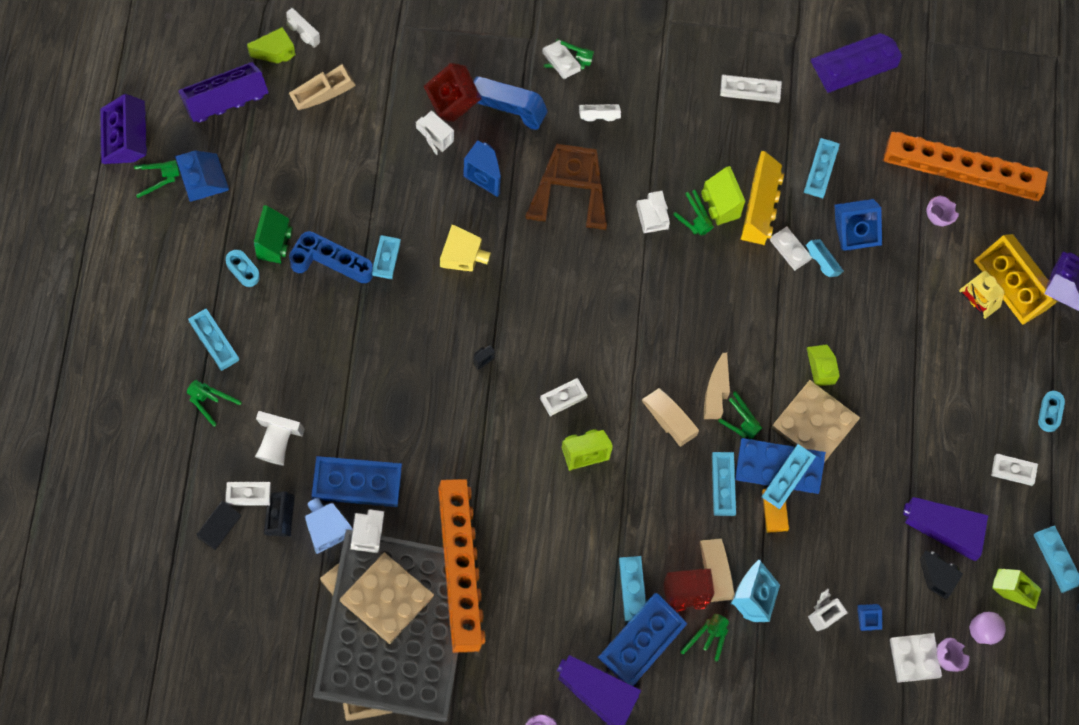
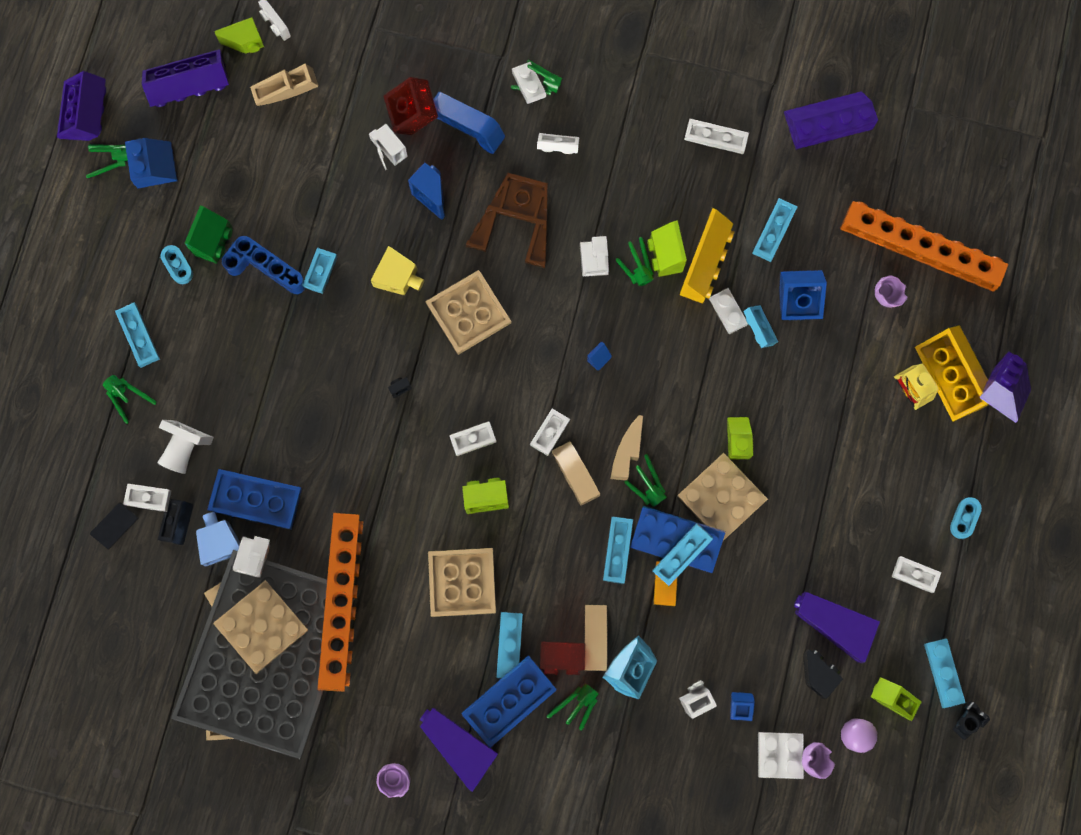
camera: 15 degrees right, 10 degrees up
(539, 279) = (468, 312): none -> tan plate
(576, 534) = (461, 582): none -> tan plate
(638, 381) = (549, 432): none -> white plate
(673, 304) = (599, 356): none -> blue slope

